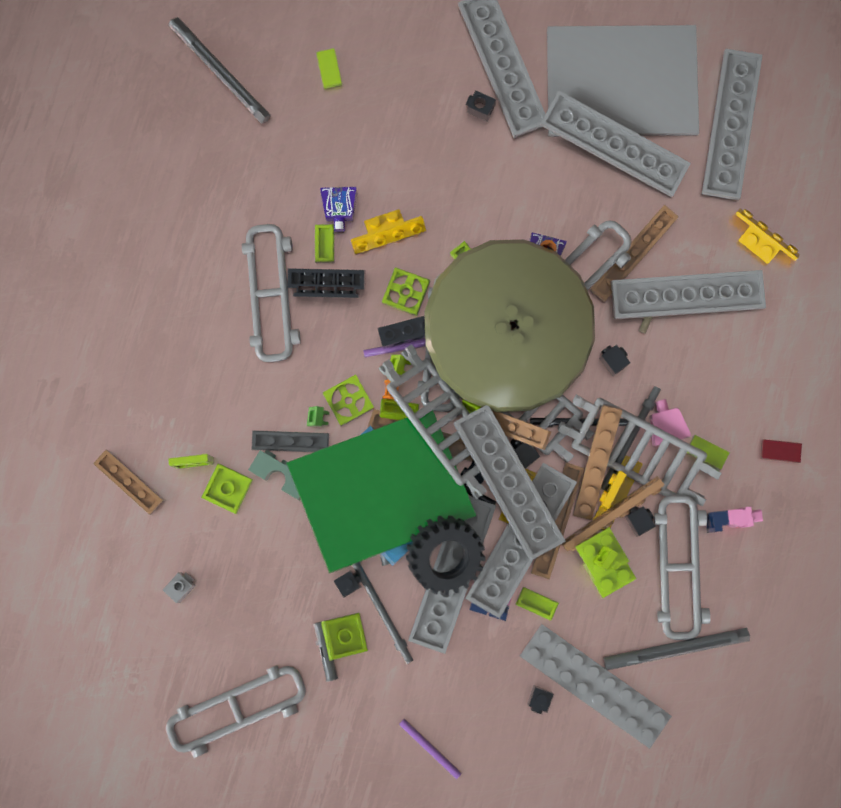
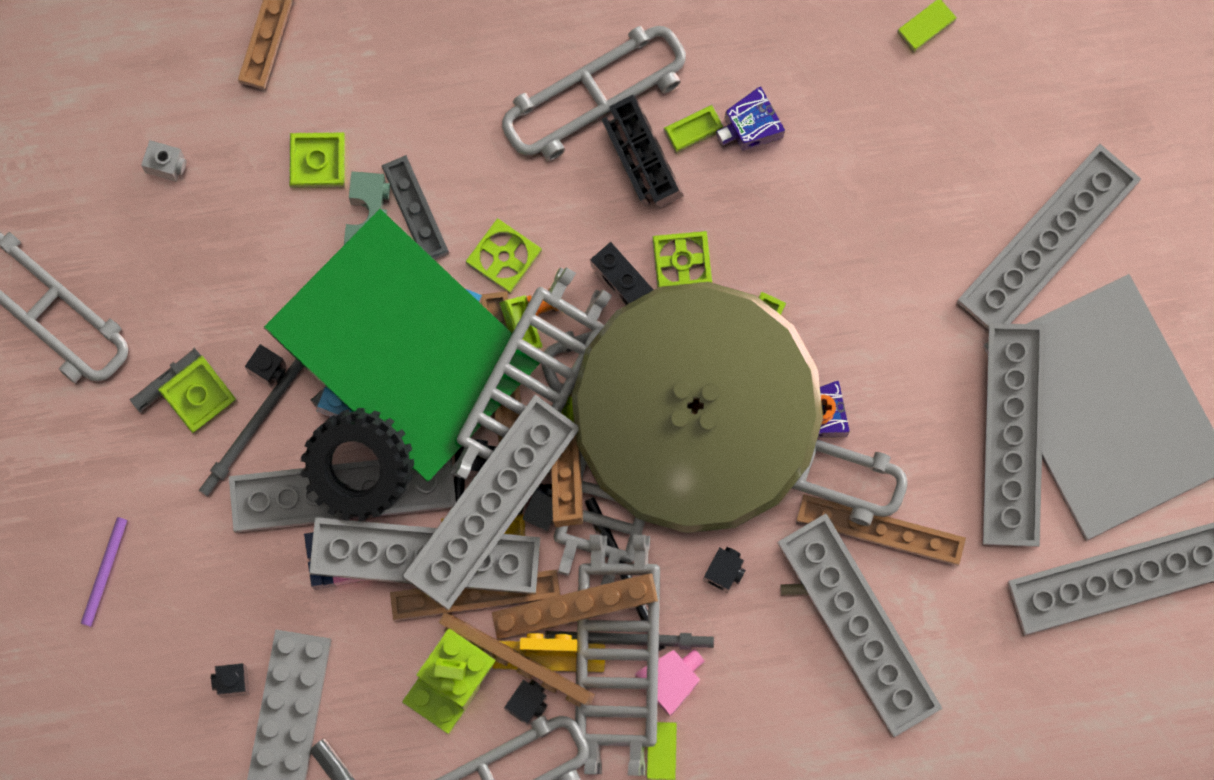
camera: 55 degrees right, 5 degrees down
(191, 461) = (328, 97): lime tile -> none
(315, 416) = (461, 224): bright green tile -> none
(379, 350) = (584, 260): medium lavender bar -> none
(387, 229) = (749, 197): yellow bracket -> none
(399, 362) = (579, 294): lime tile -> none
(482, 113) = (971, 248): black brick -> none
(537, 603) = (354, 620): lime tile -> none
(762, 241) = (985, 690): yellow bracket -> none

